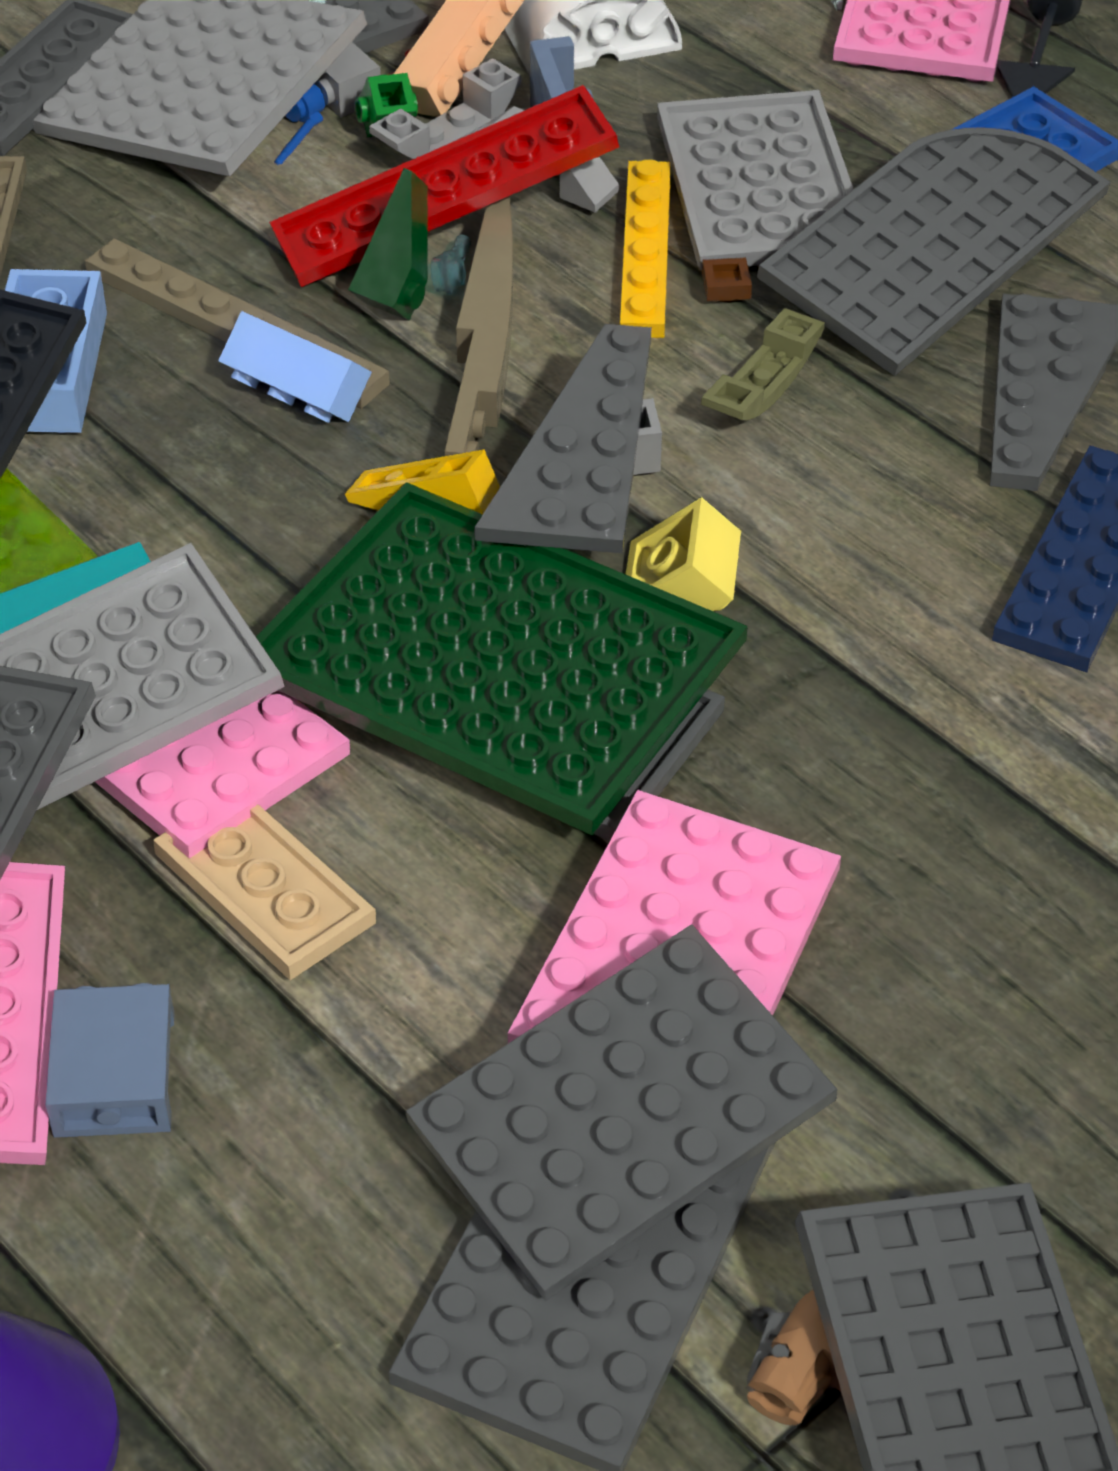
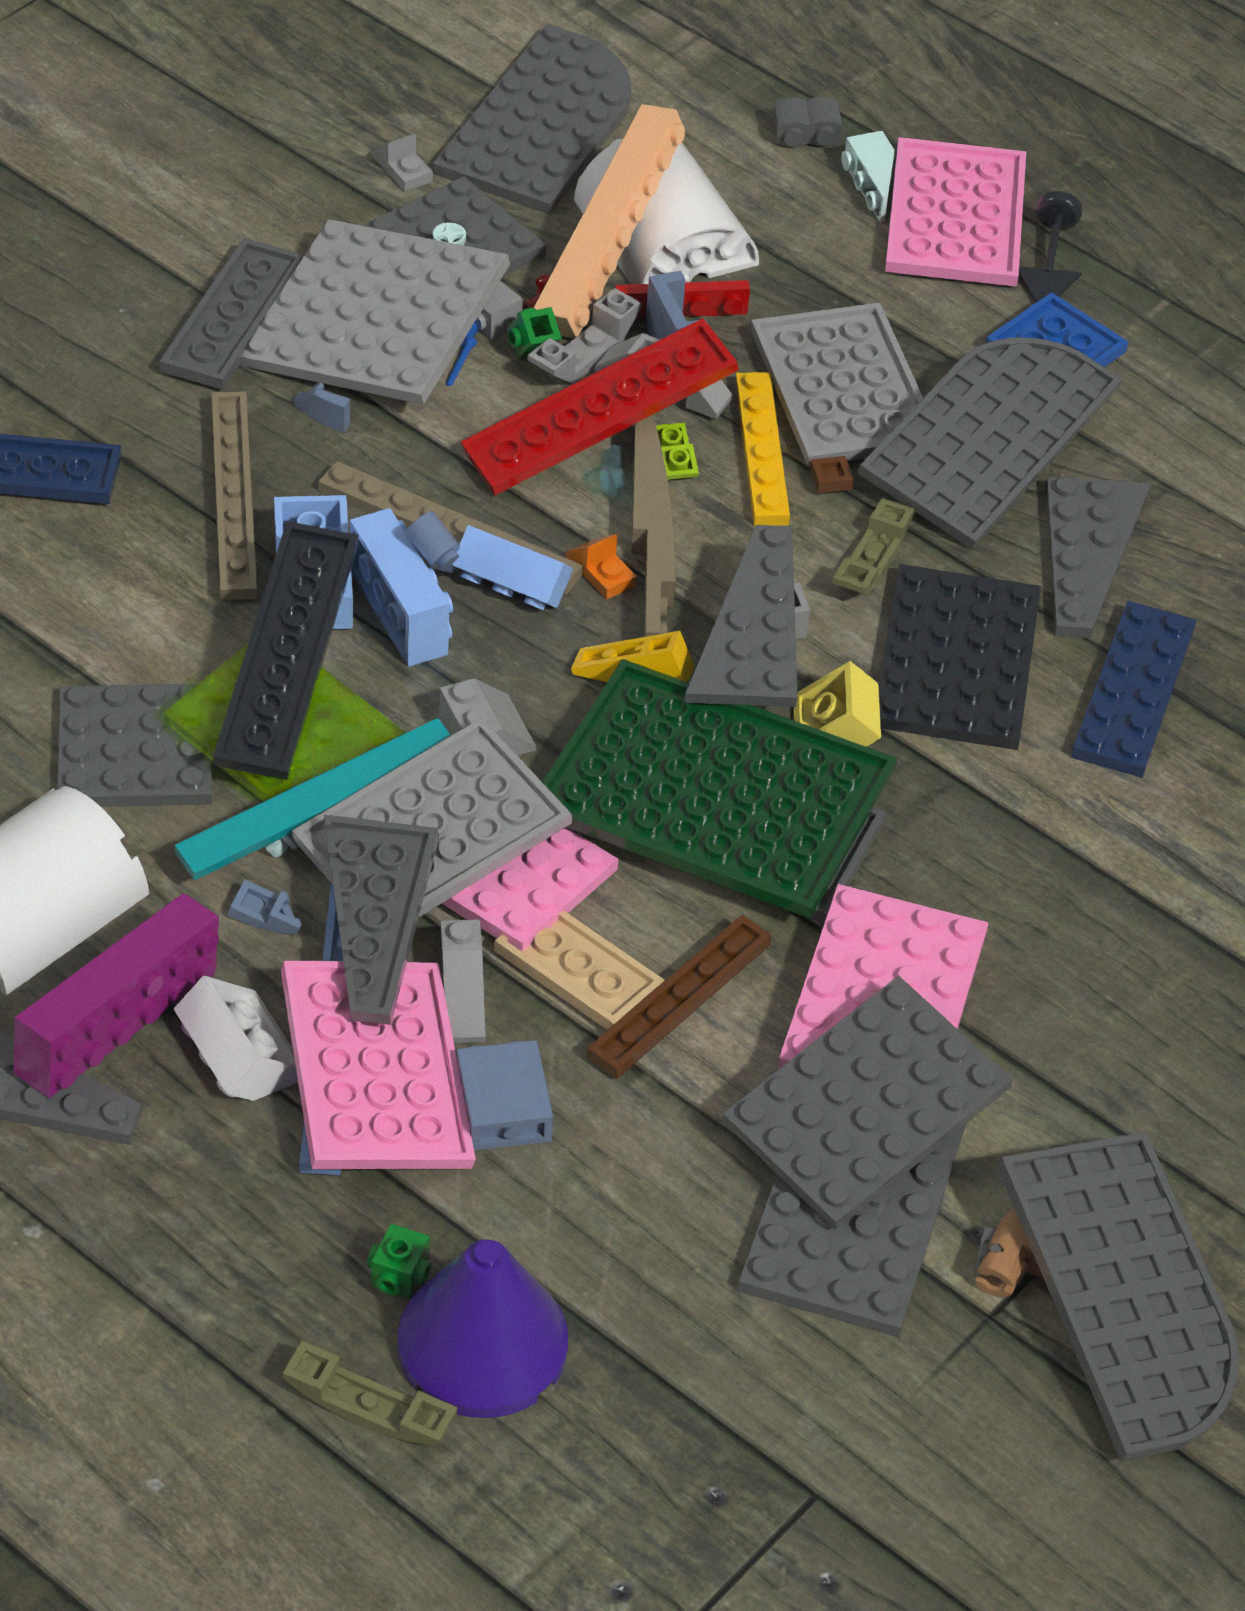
camera: 10 degrees left, 0 degrees up
(96, 893) = (463, 978): none -> light grey slope
(118, 179) = (325, 407): none -> sand blue slope
(145, 383) = (401, 588): none -> light blue brick
(186, 327) = (434, 542): none -> sand blue door
(225, 541) = (471, 700): none -> light grey slope
(389, 935) = (678, 996): none -> reddish brown plate
(397, 257) = (574, 475): dark green slope -> none
(416, 374) = (603, 566): none -> orange slope
(534, 245) = (677, 452): none -> lime slope
(605, 76) = (701, 298): none -> red plate
(855, 507) = (958, 656): none -> black plate

